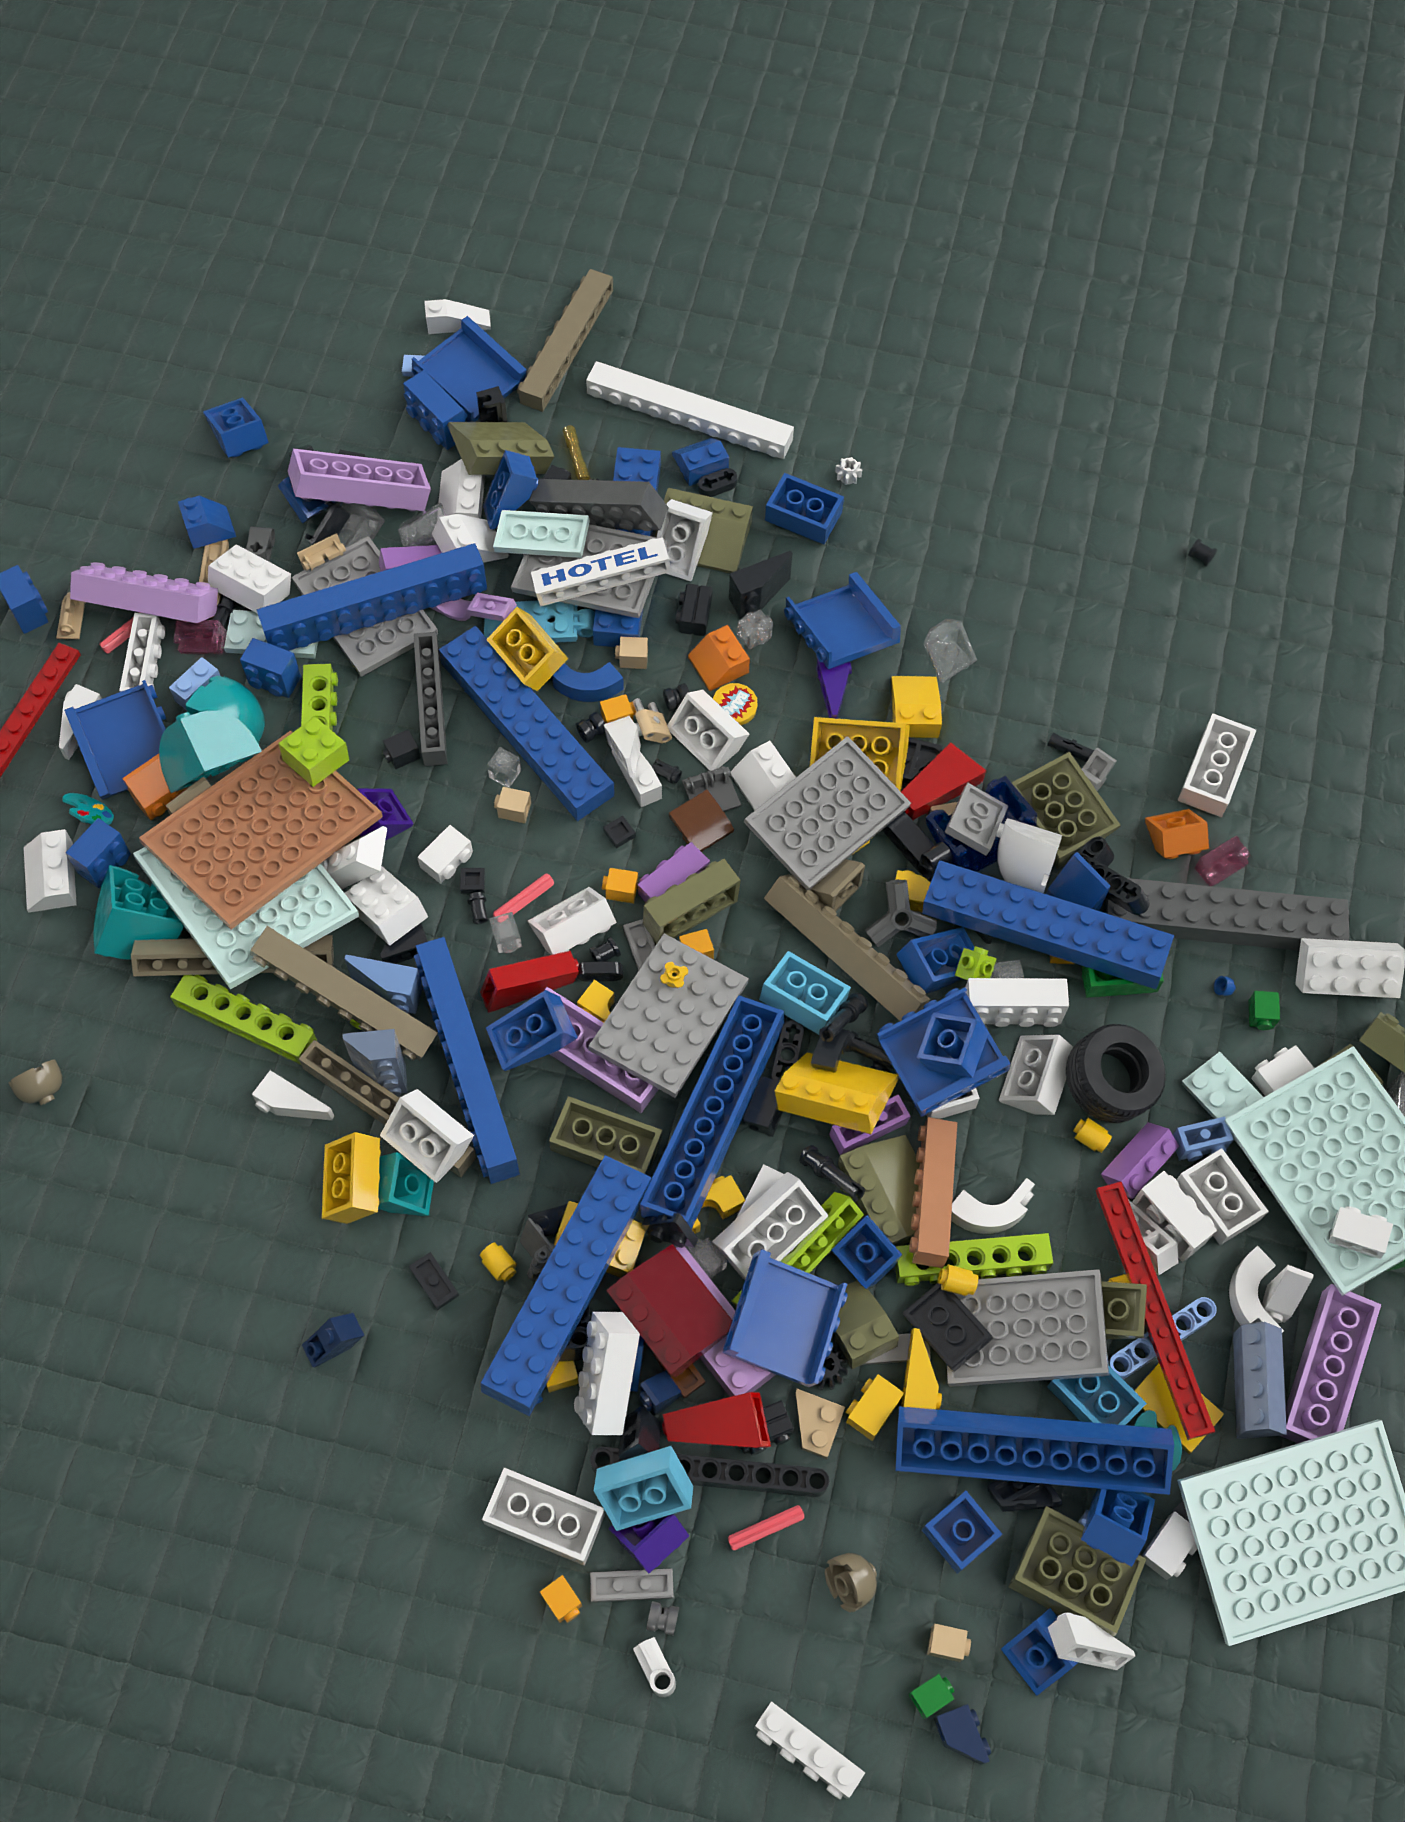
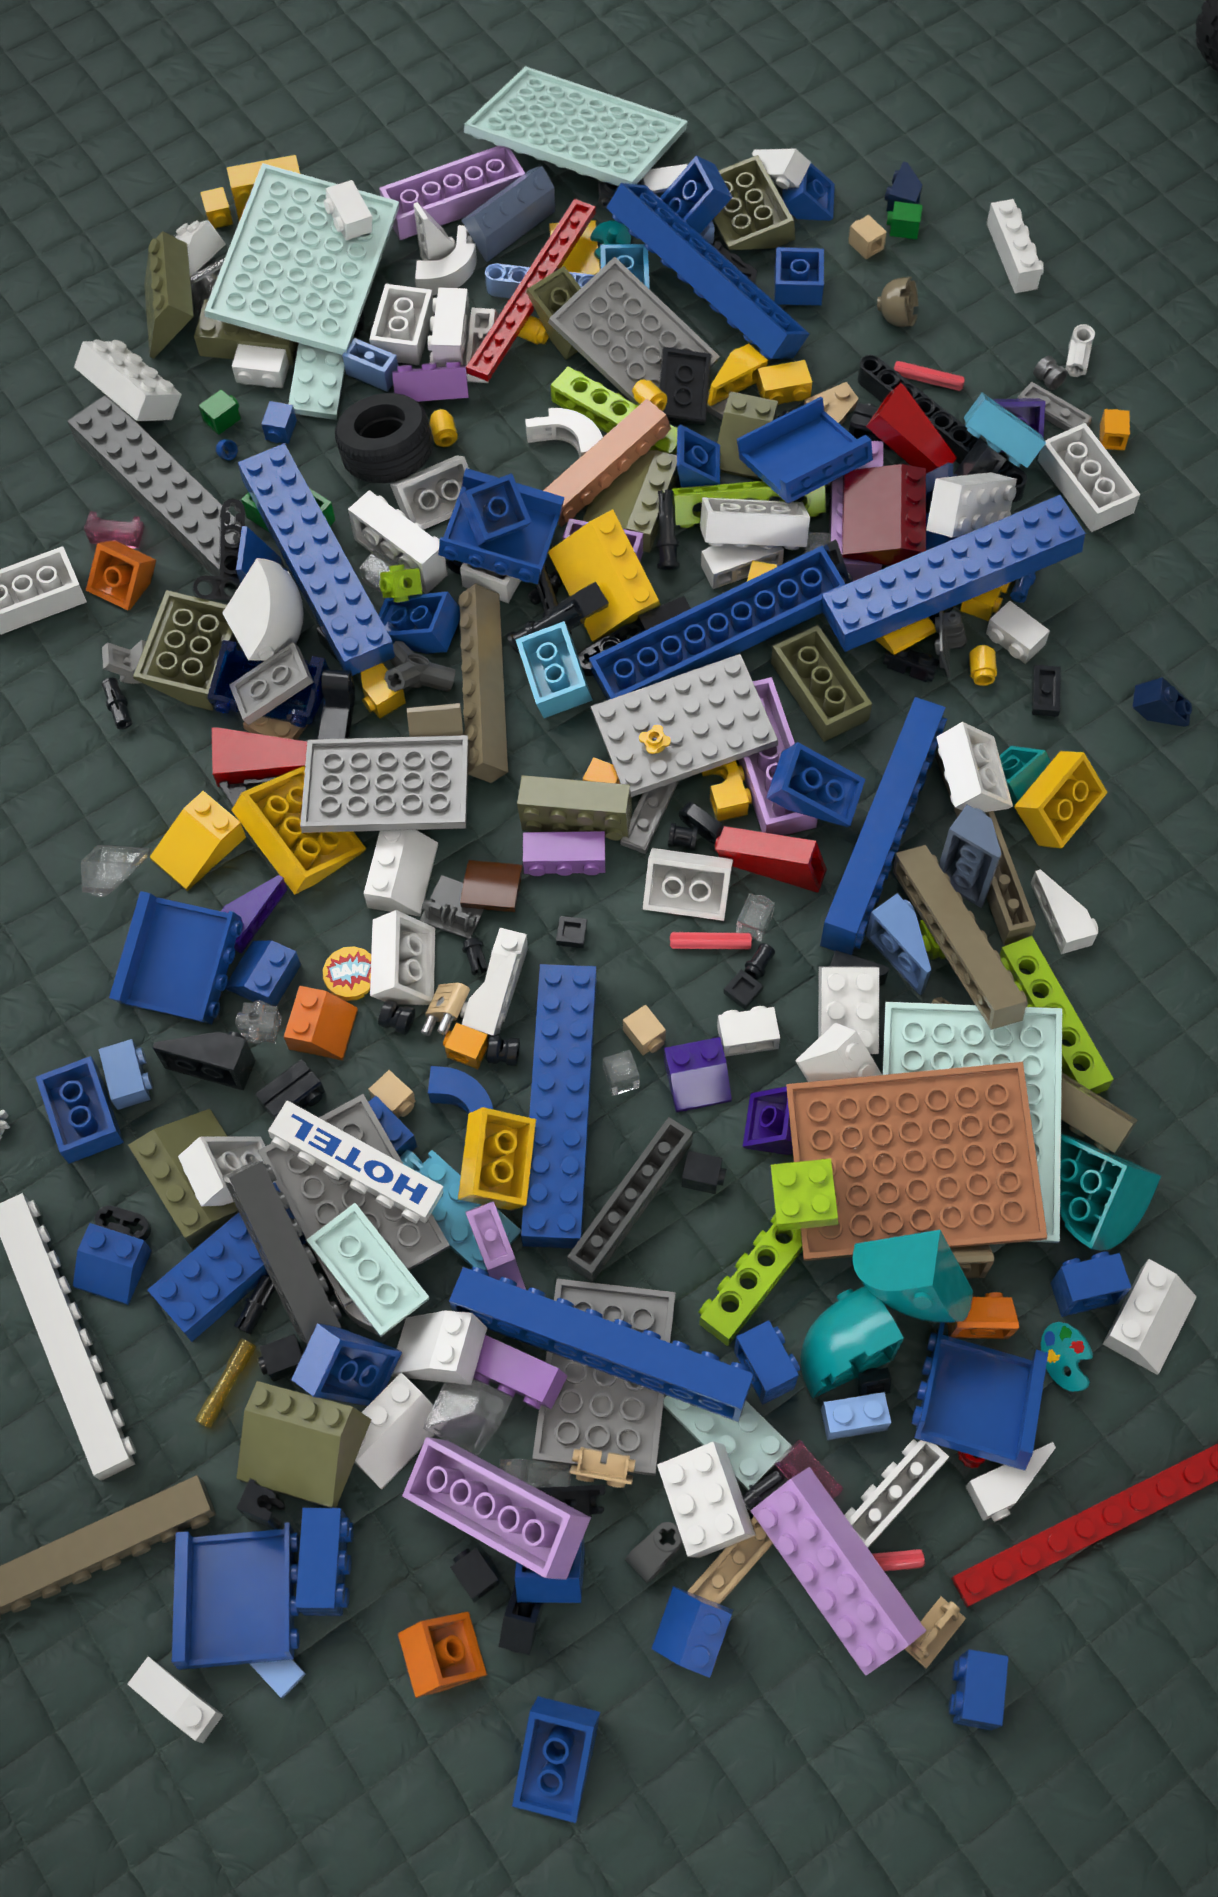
camera: 135 degrees left, 0 degrees up
(335, 424) = (441, 1653): none -> orange slope
(457, 804) = (697, 1074): none -> dark purple slope
(491, 1313) = (1017, 632): none -> white brick
(620, 885) = (616, 880): light orange brick -> none
(786, 661) = (264, 972): none -> blue slope
(804, 544) = (125, 1074): none -> medium blue brick
(1212, 1036) = (279, 422): none -> blue brick

